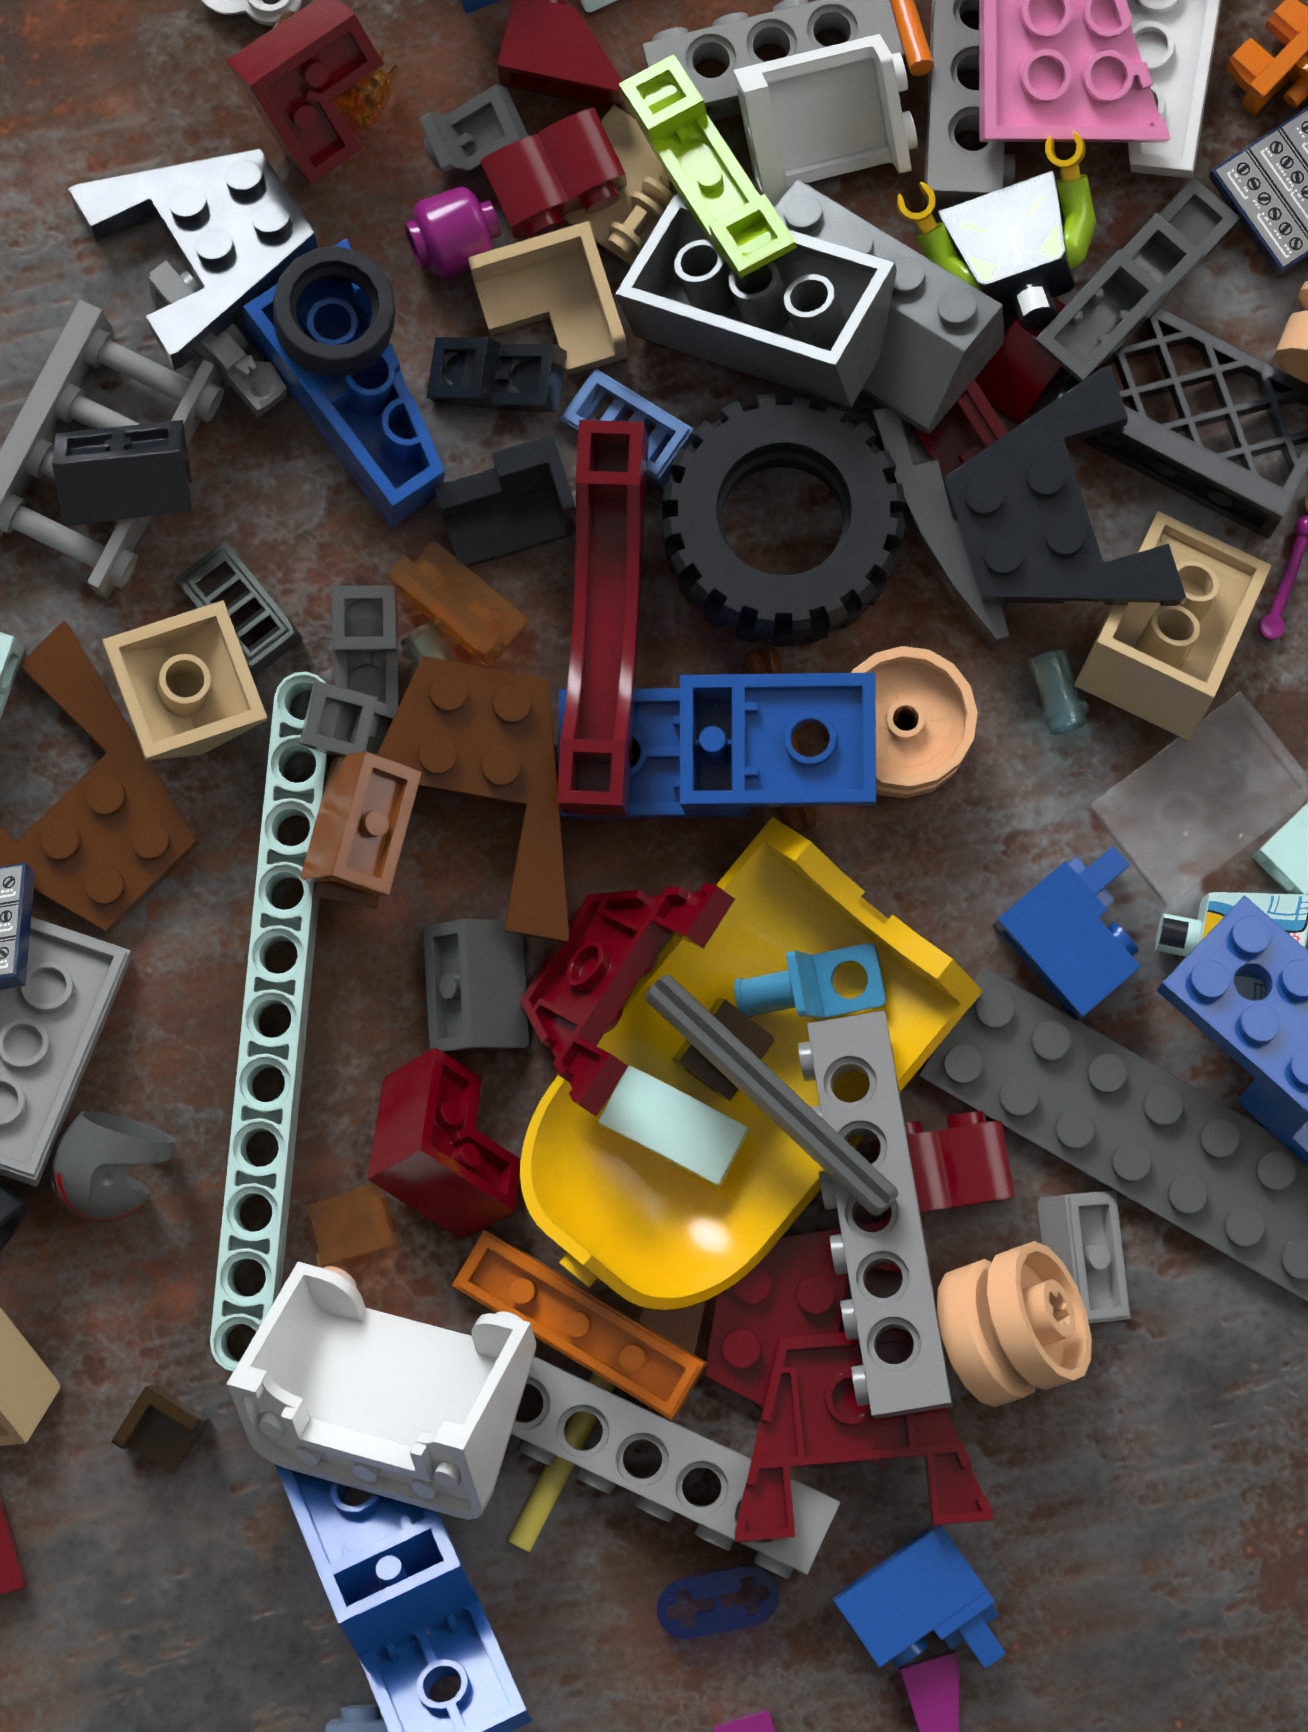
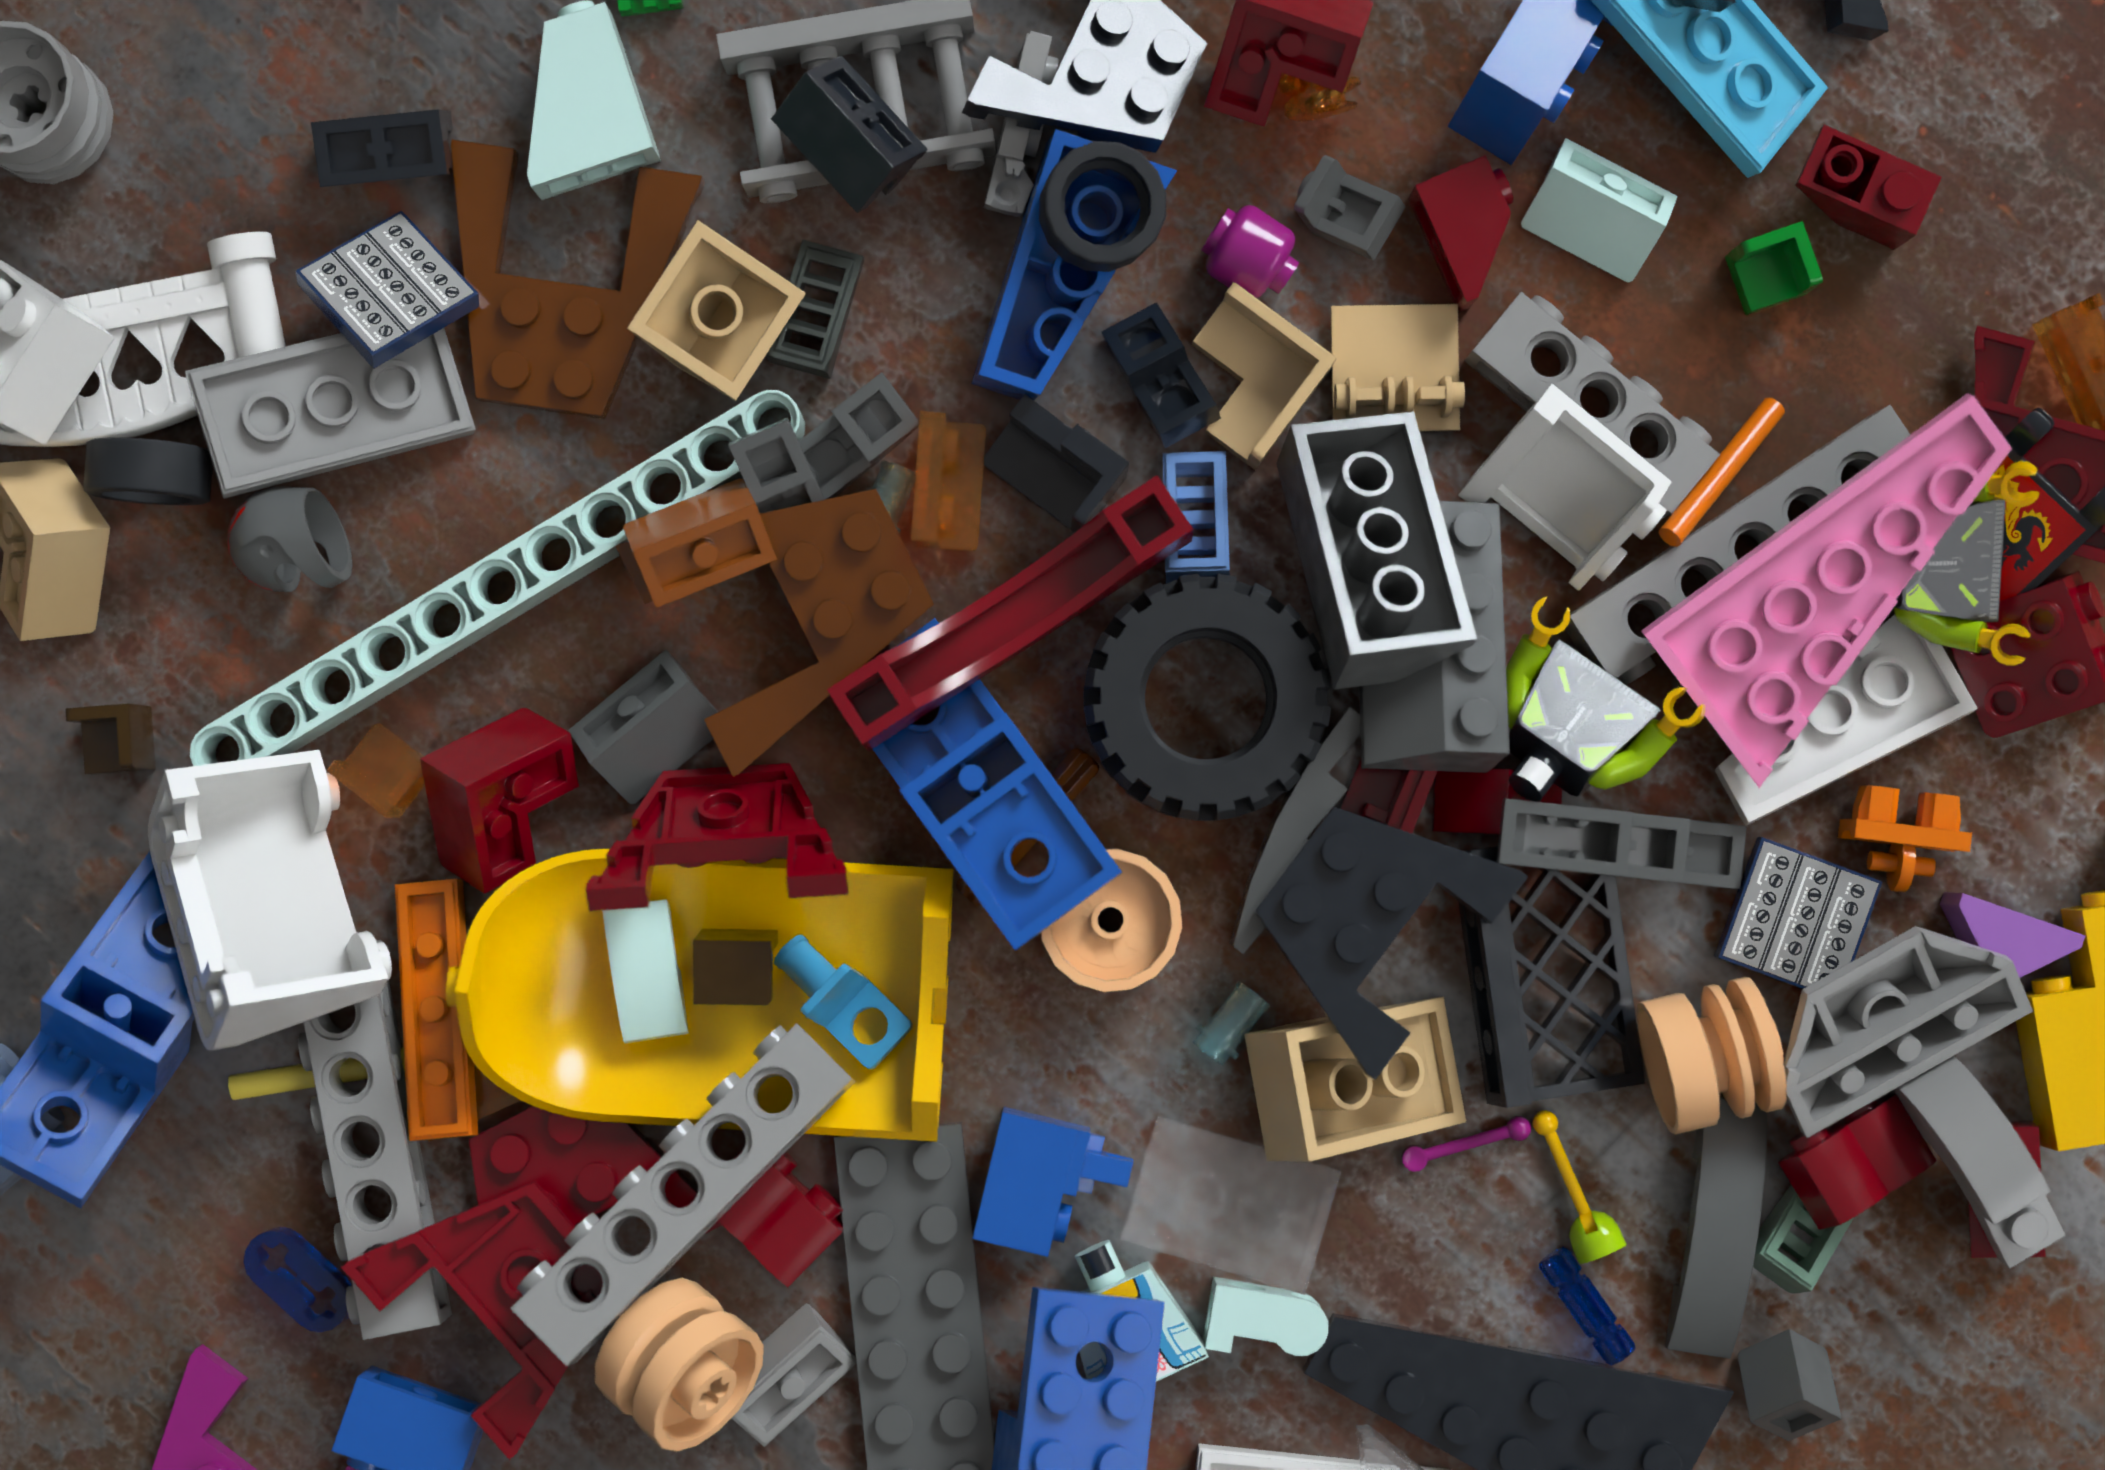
camera: 50 degrees right, 5 degrees up
(555, 174) = (1358, 300): dark red brick -> none
(704, 169) = (1449, 423): slope -> none
(772, 1095) = (714, 1039): dark grey axle -> none

